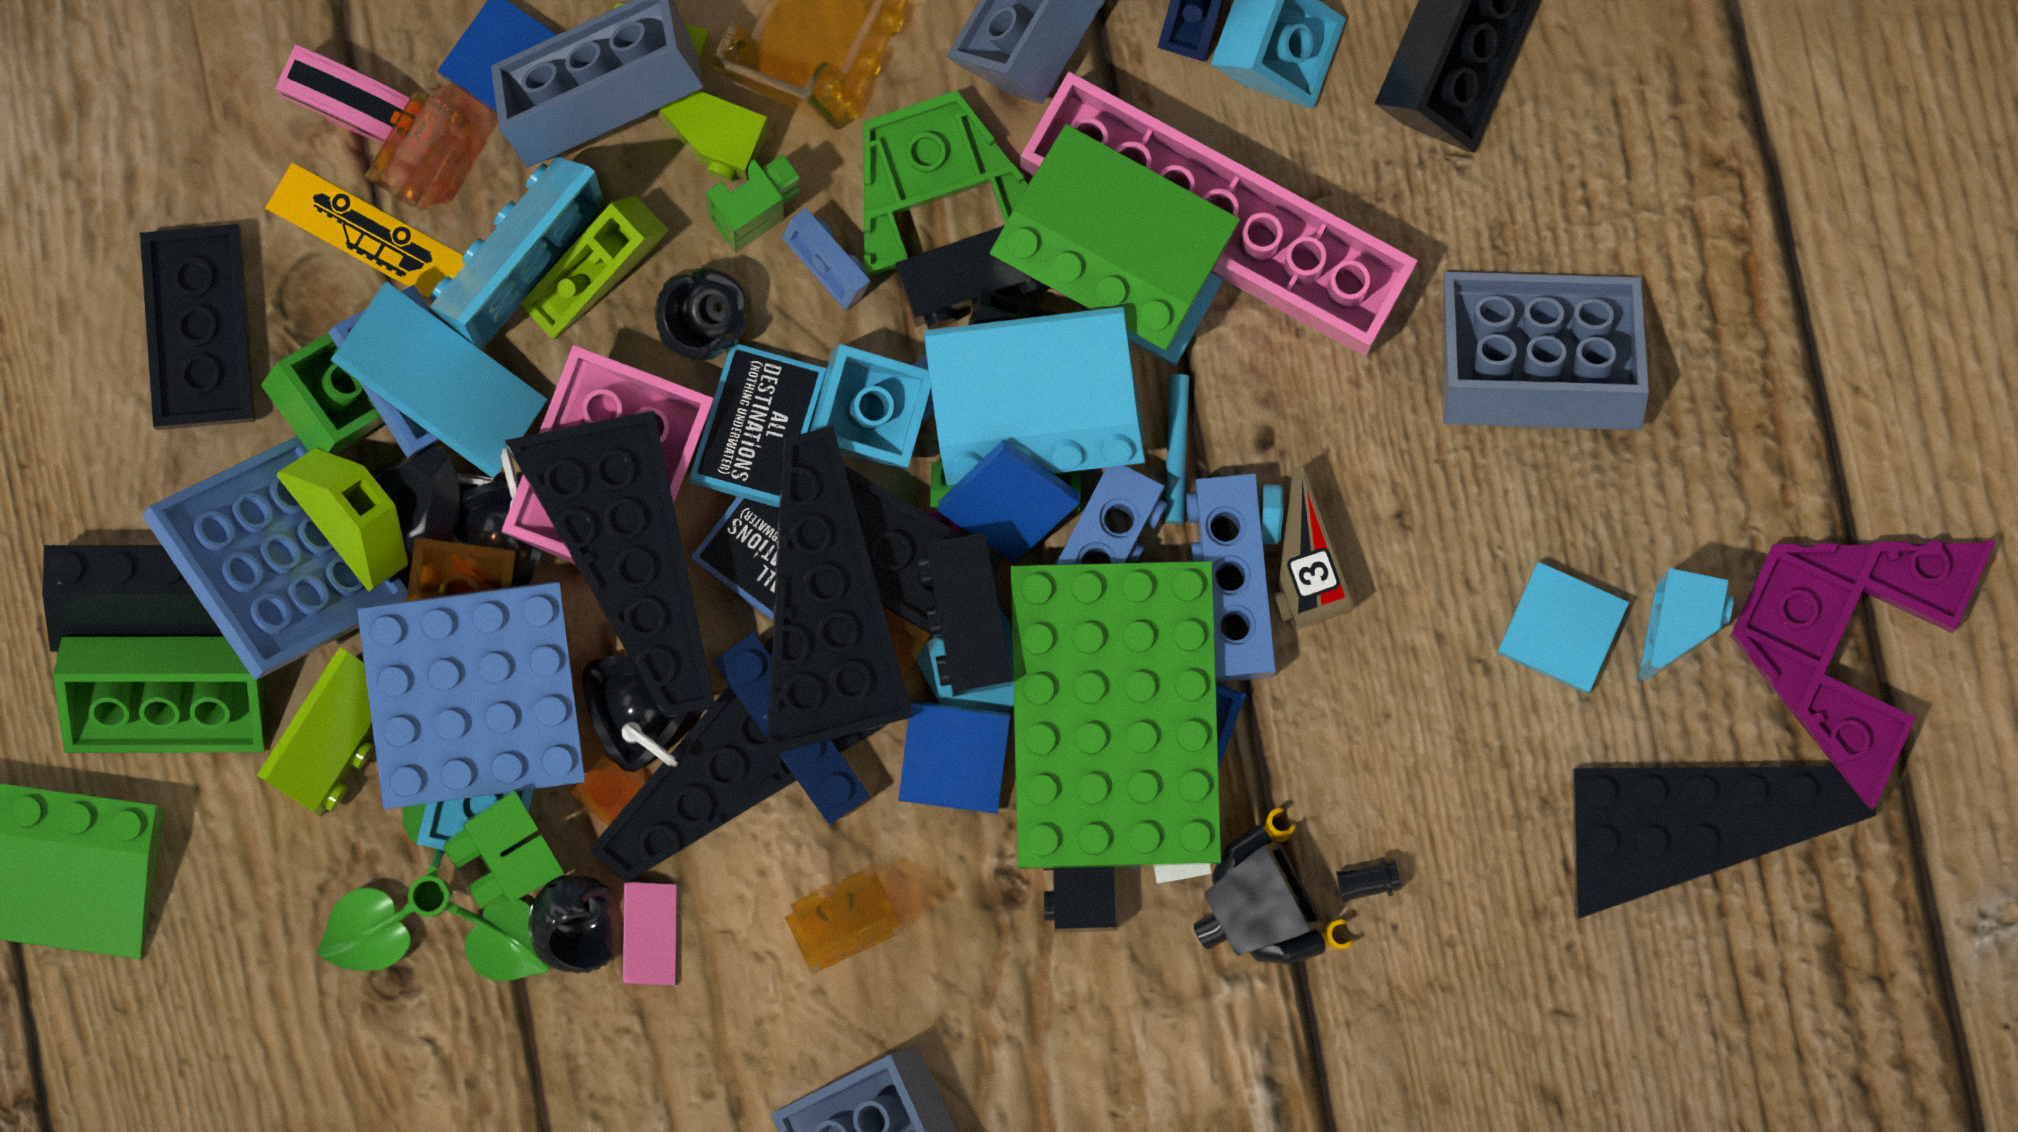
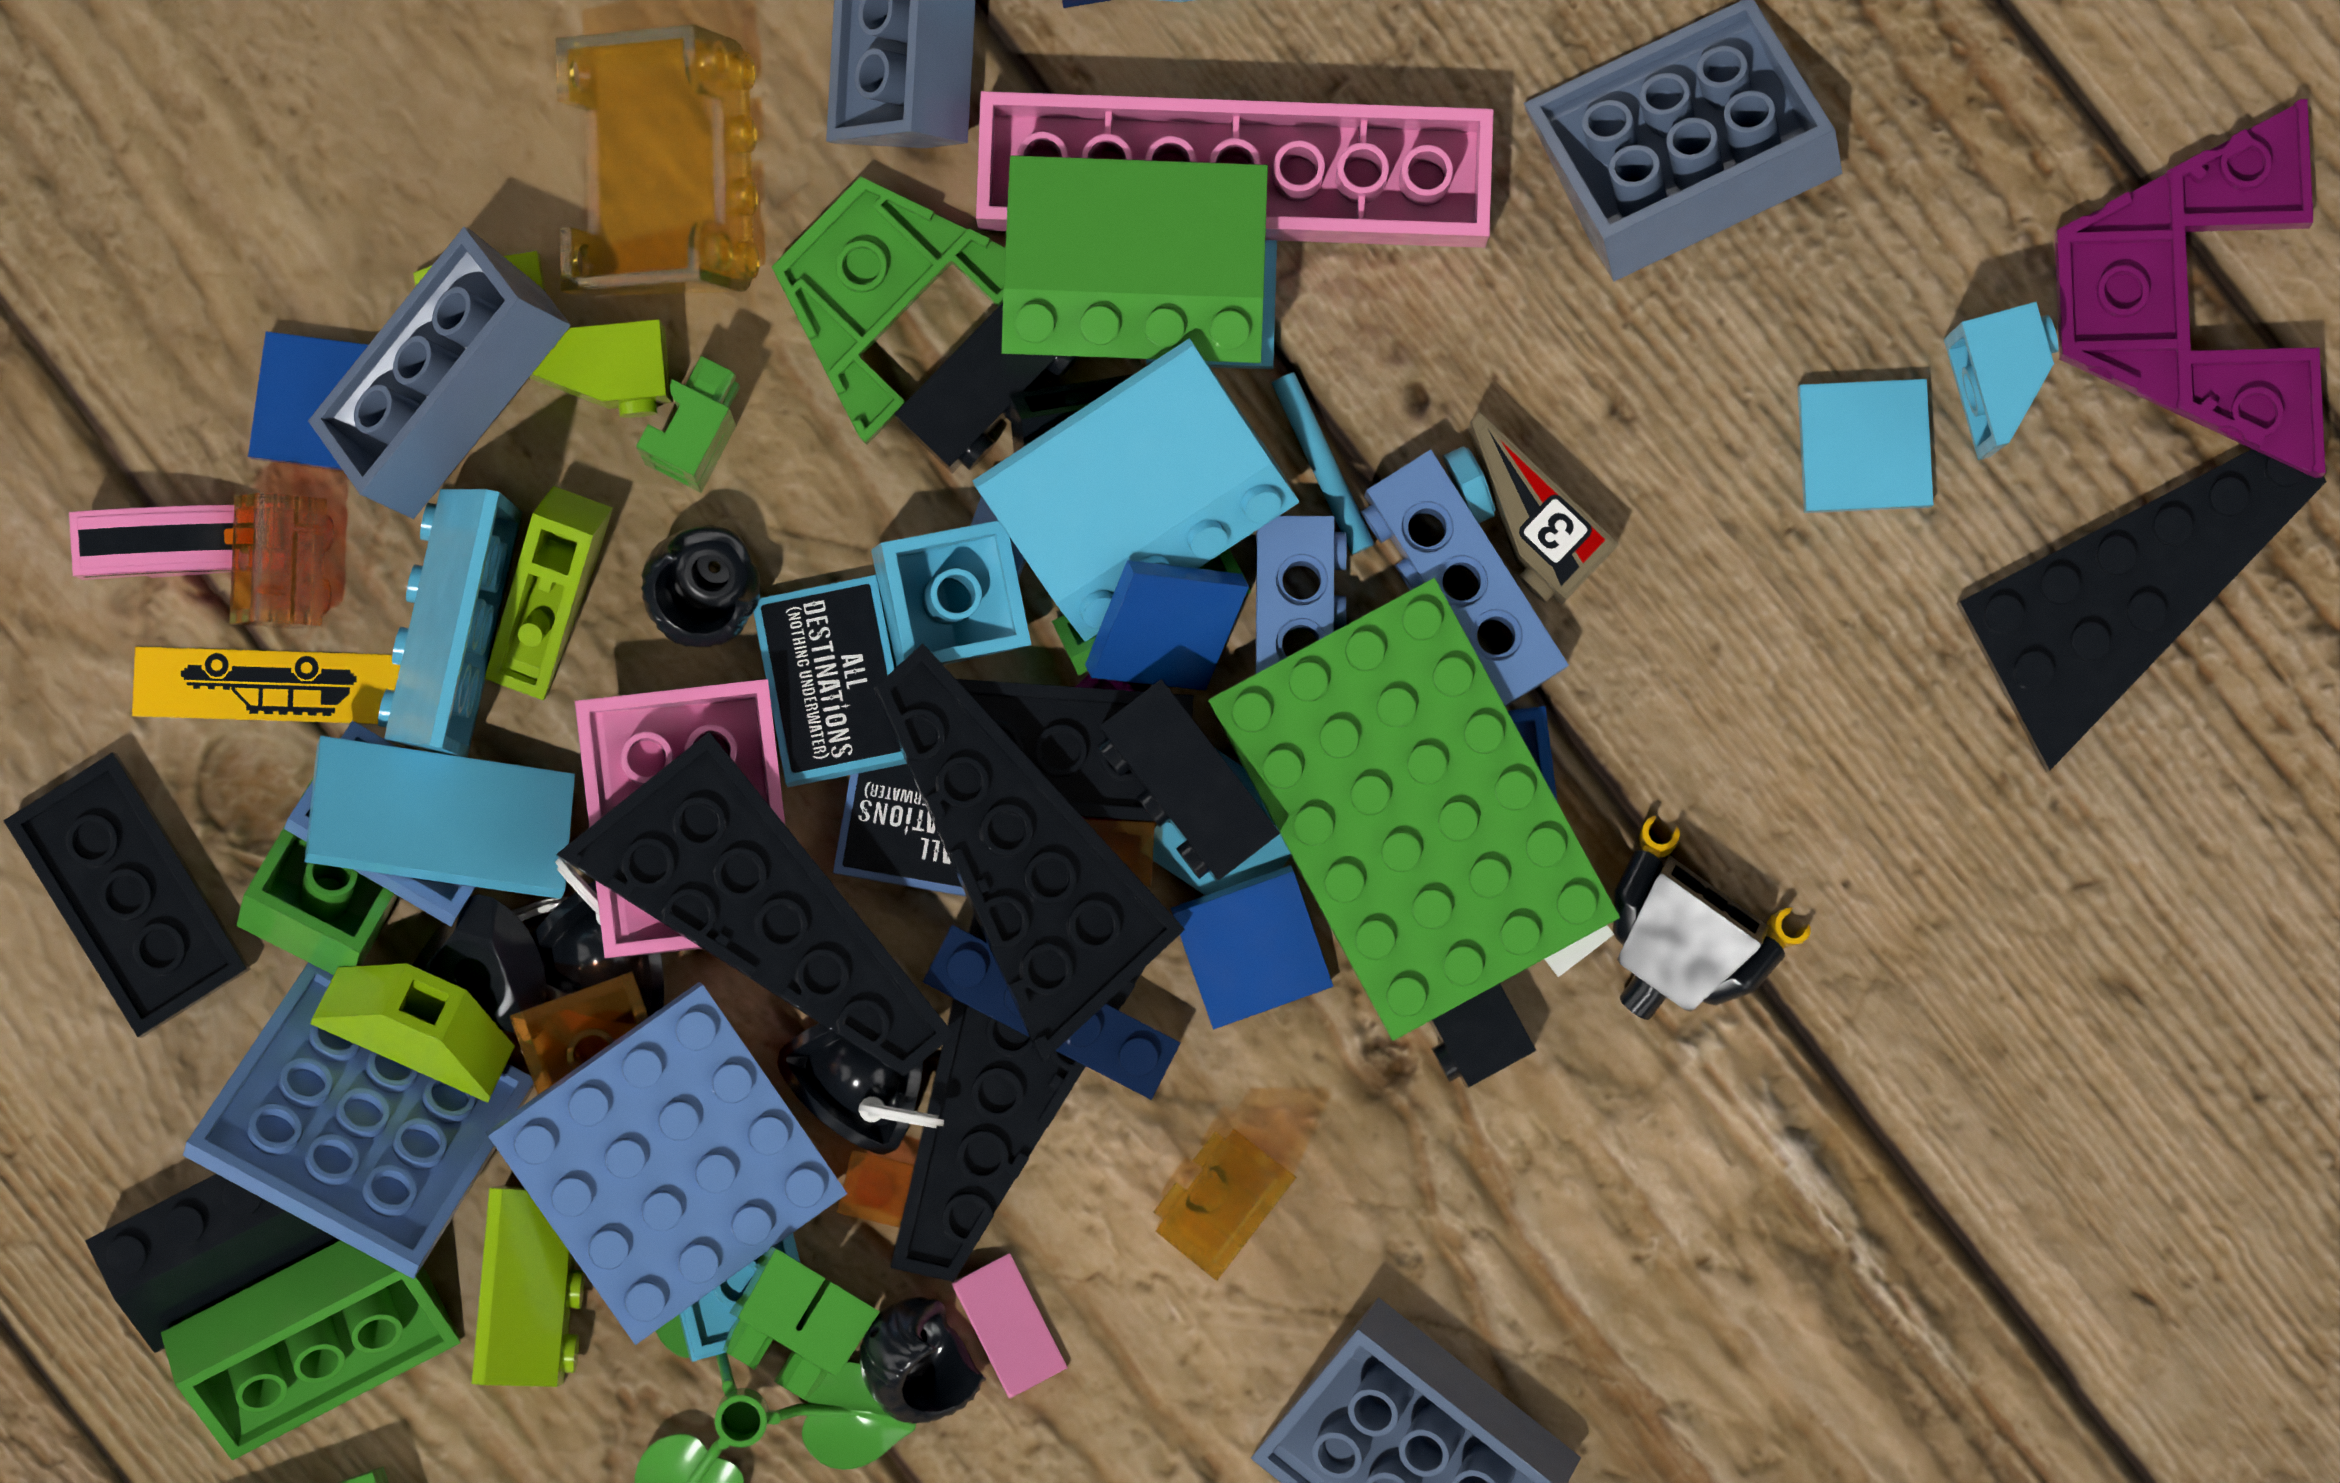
camera: 25 degrees left, 5 degrees up
(815, 246) = (794, 442): medium blue plate -> none
(1369, 880) = (1793, 847): black pin -> none

